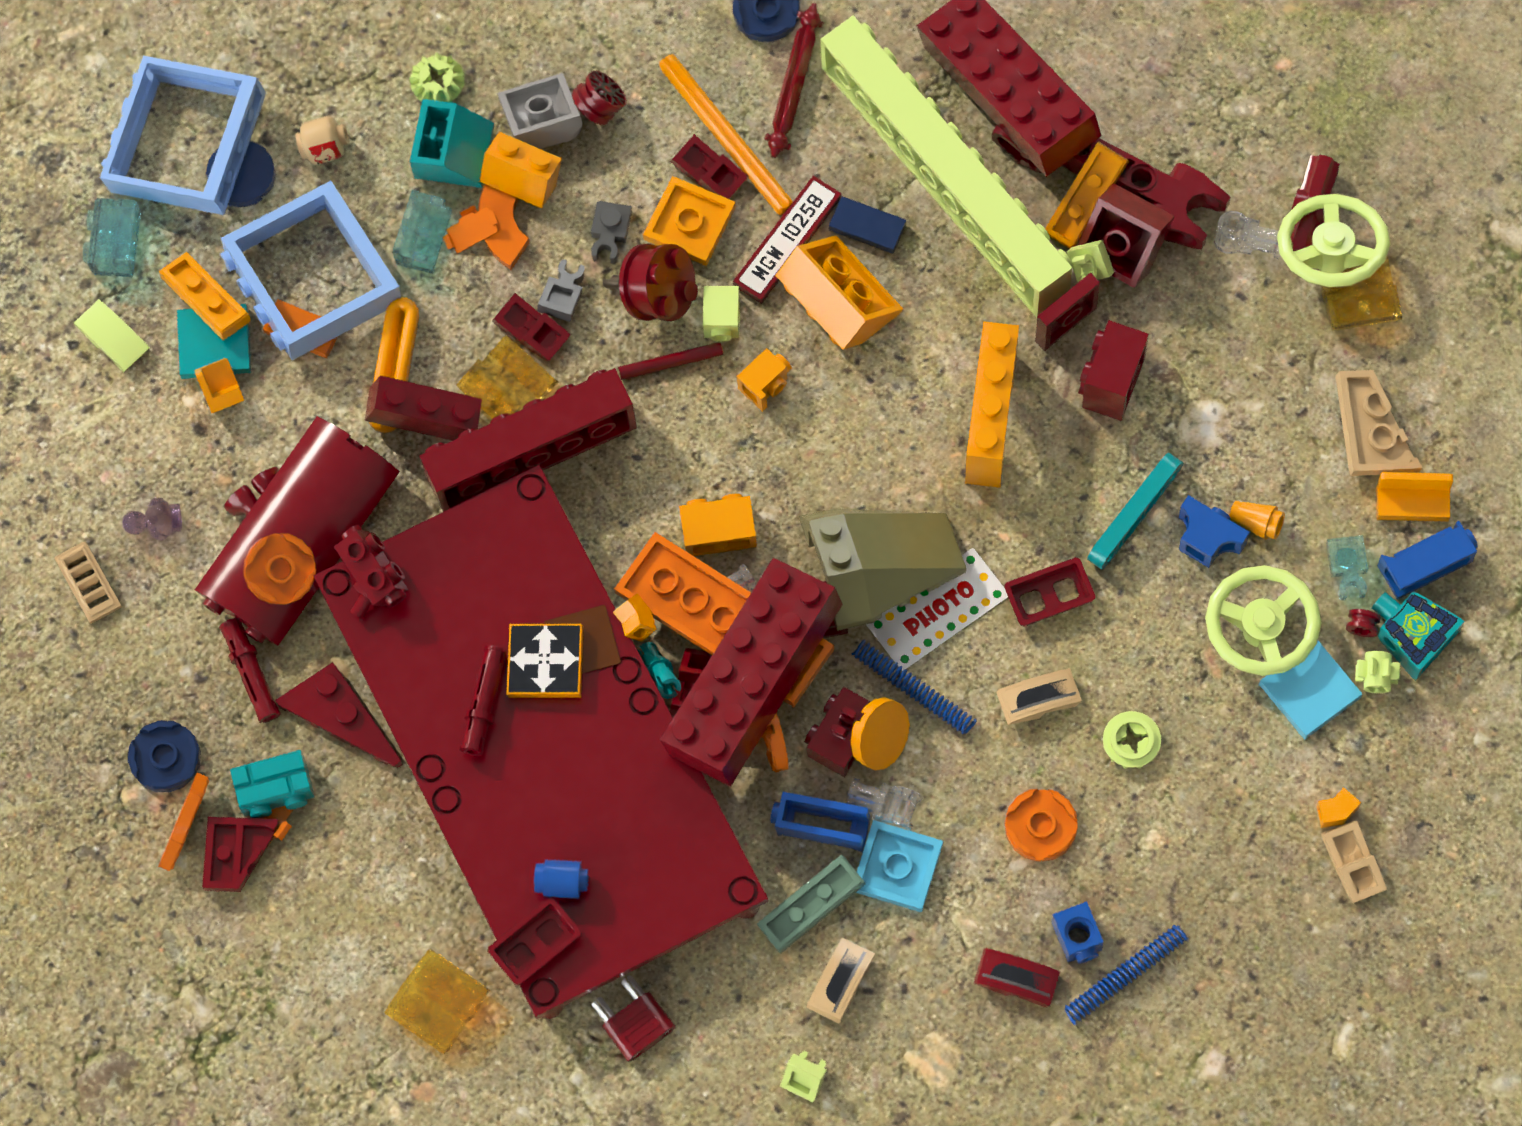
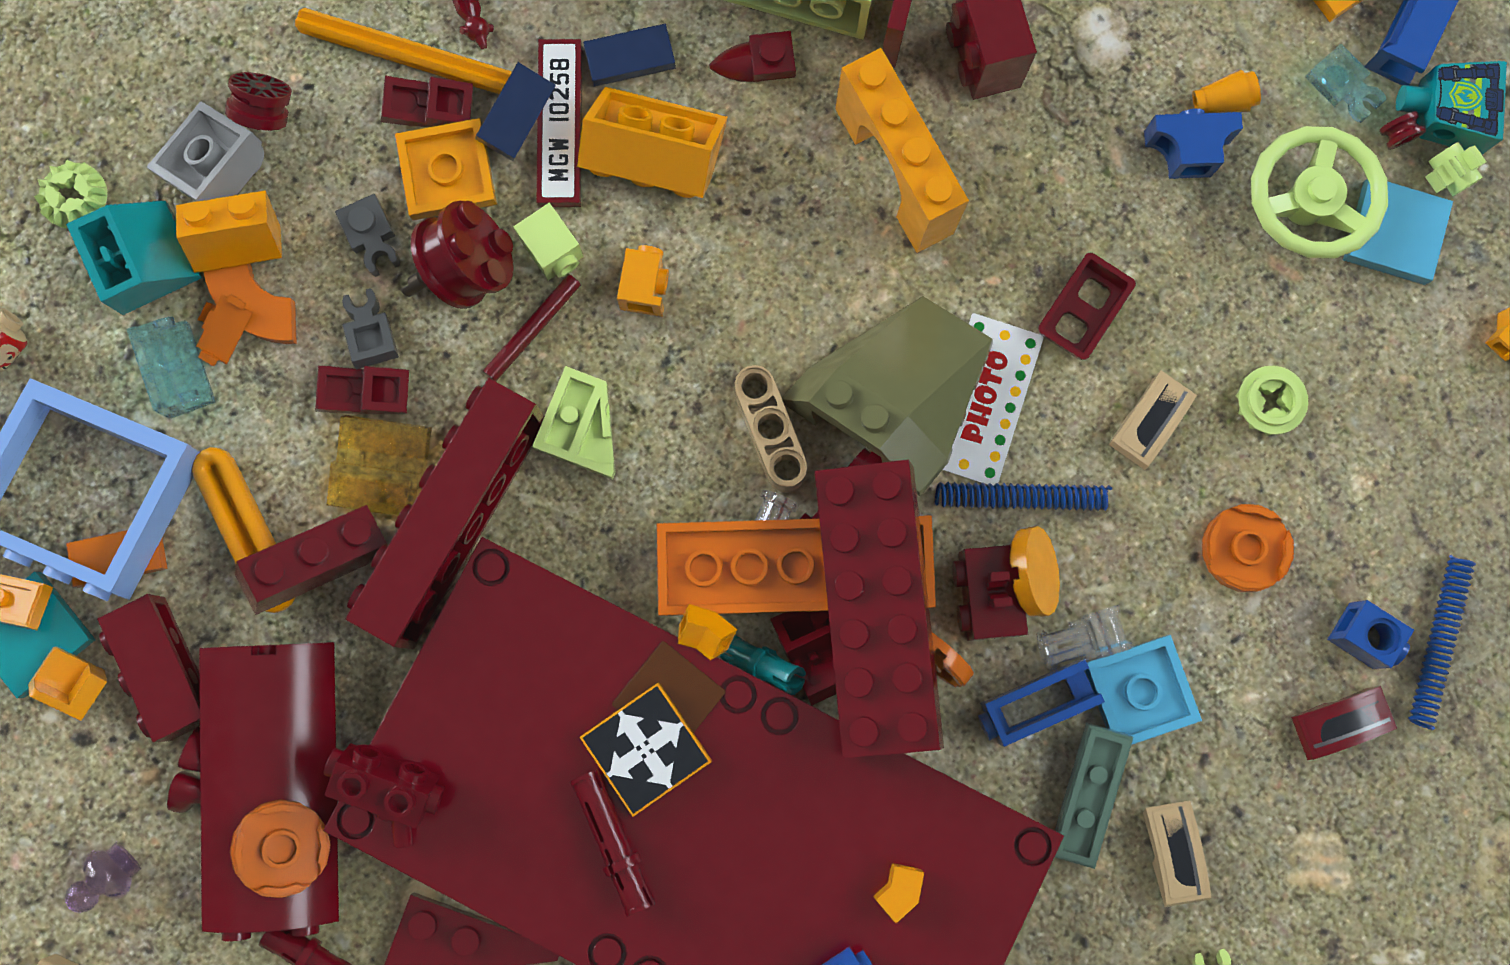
camera: 45 degrees left, 10 degrees up
(277, 412) = (154, 666): none -> dark red brick
(638, 854) = (901, 891): none -> light orange piece
(655, 442) = (579, 424): none -> yellowish green wing
(718, 525) = (707, 466): light orange brick -> none
(760, 213) = (515, 111): none -> dark blue tile
(777, 513) = (770, 408): none -> tan beam
(953, 284) = (761, 59): none -> dark red plate
(1135, 511) = (1107, 167): teal beam -> none

